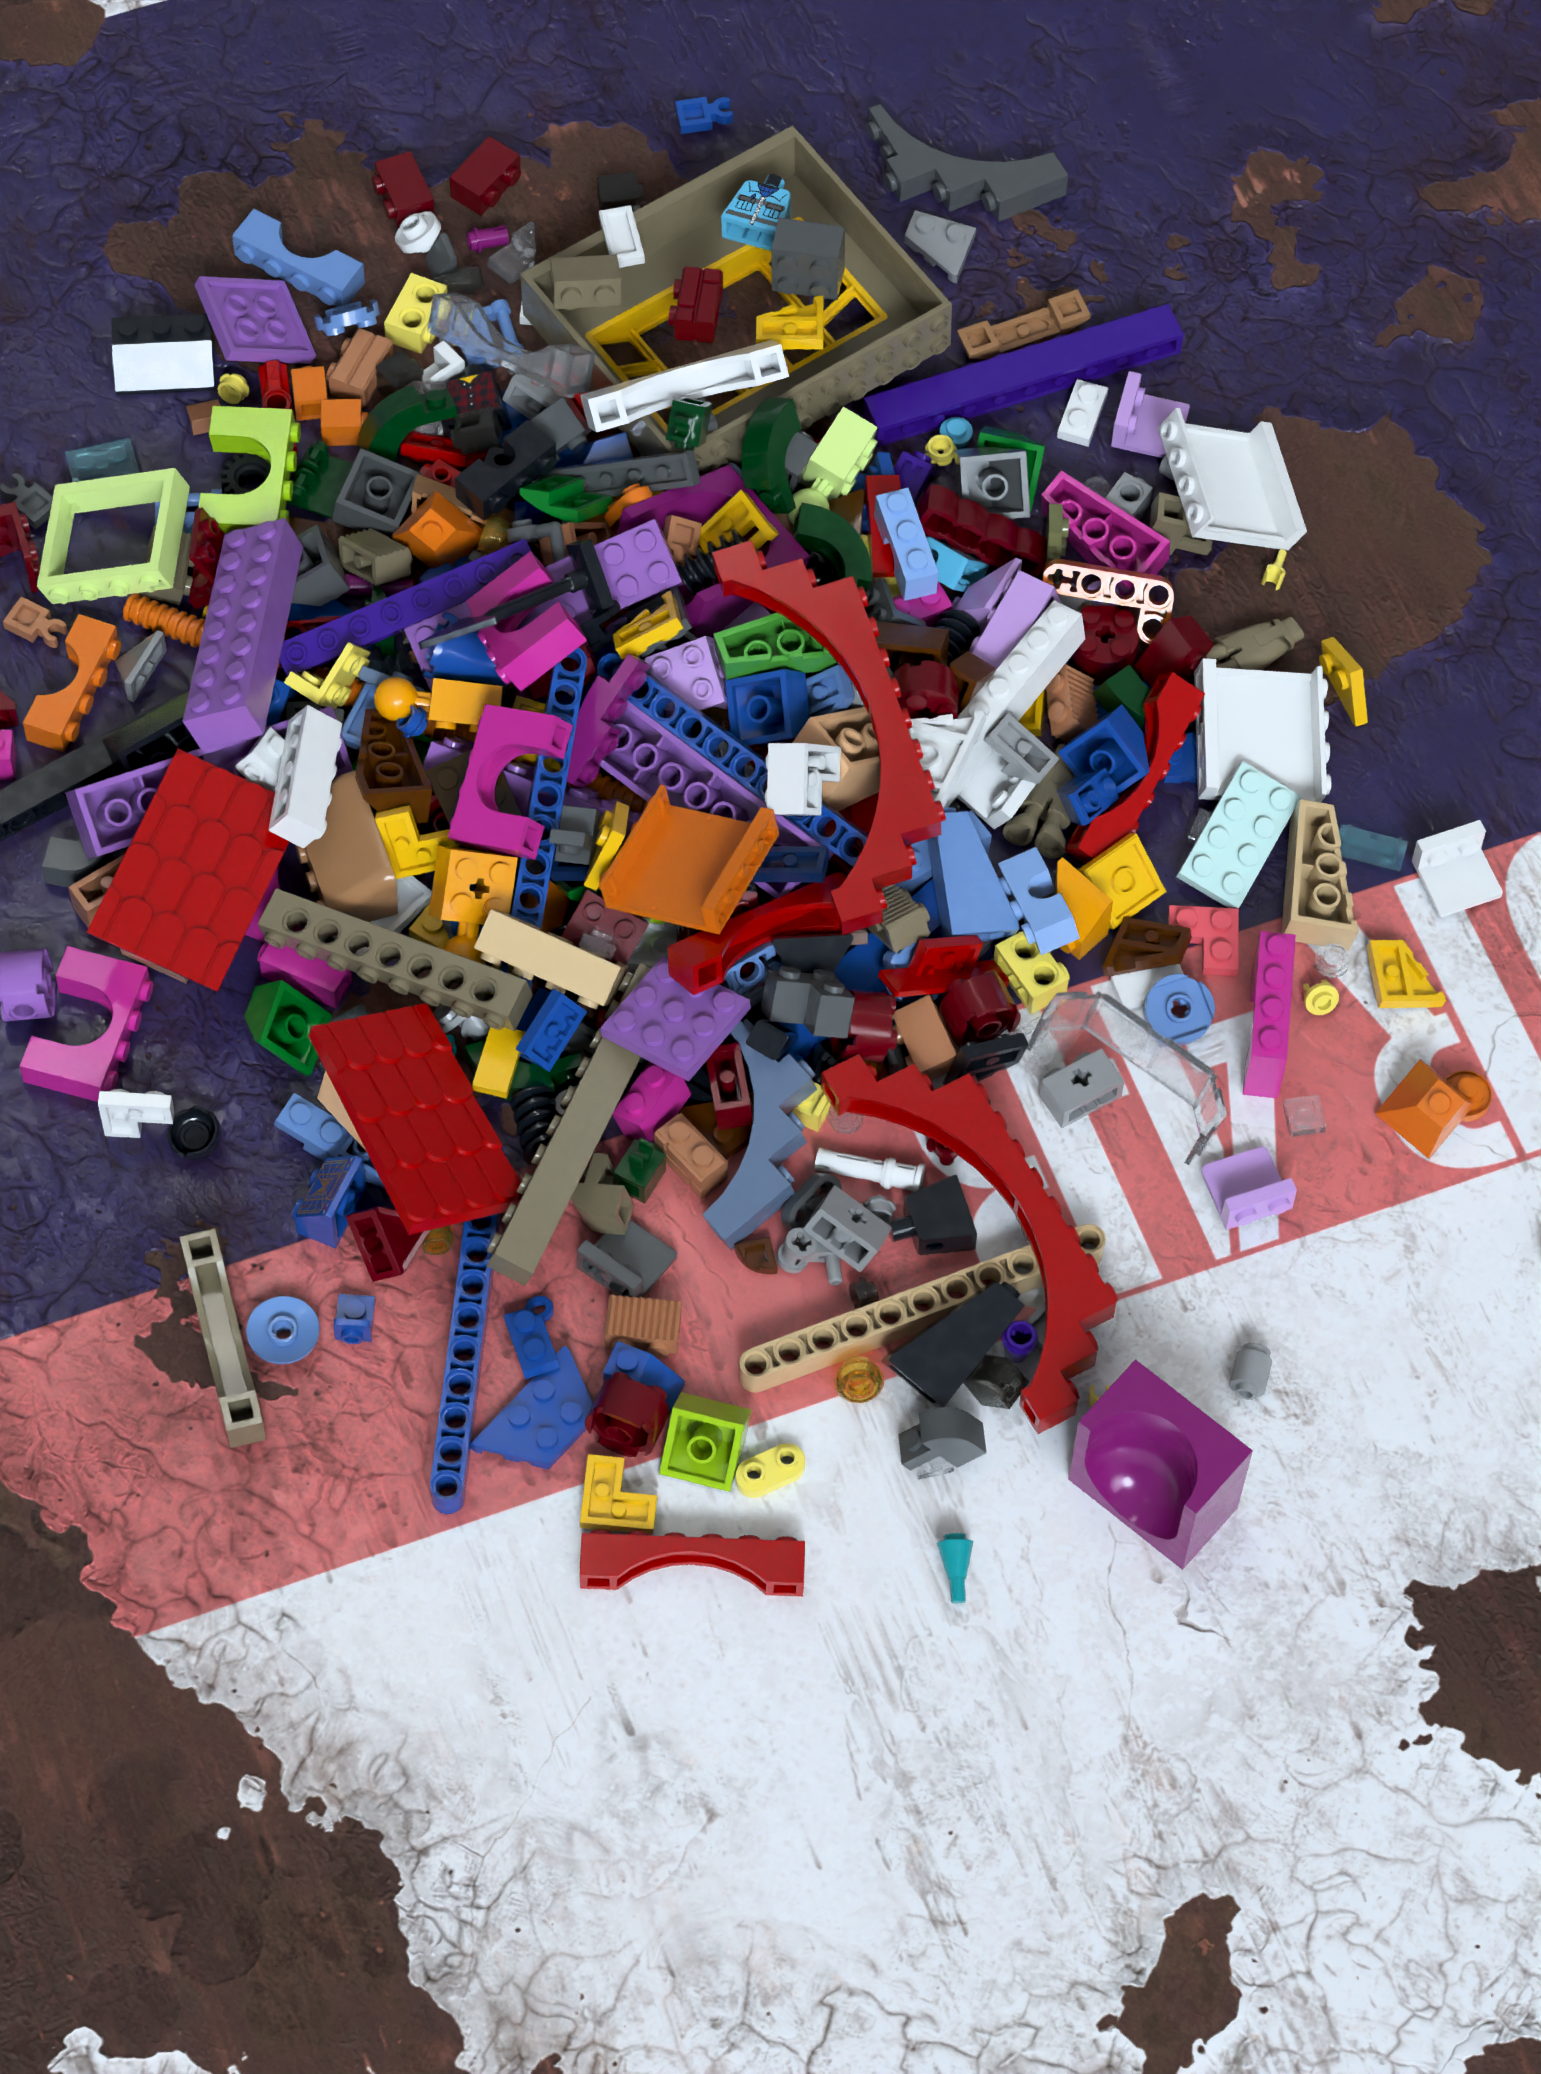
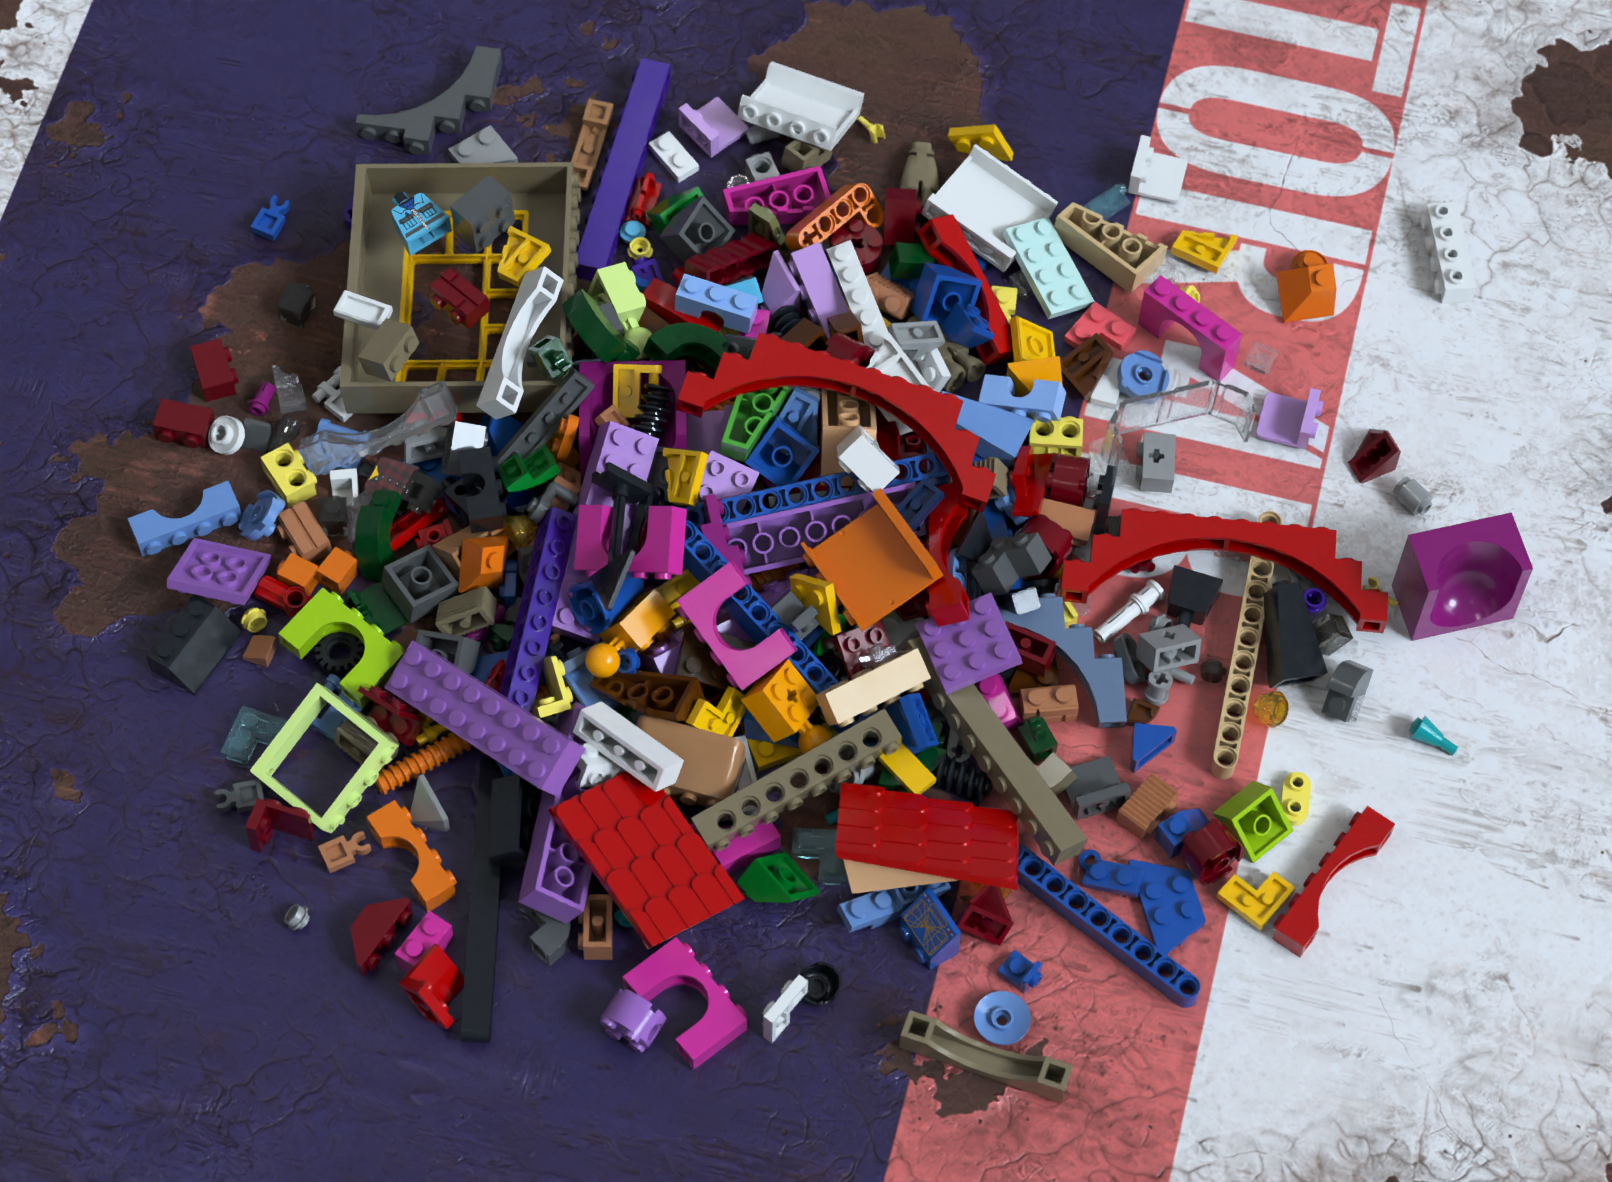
camera: 55 degrees left, 0 degrees up
(719, 1281) = (1148, 742): none -> blue slope
(1007, 416) = (643, 199): none -> red hinge
(1164, 824) = (1007, 299): none -> light yellow plate
(1268, 1304) = (1375, 456): none -> dark red slope

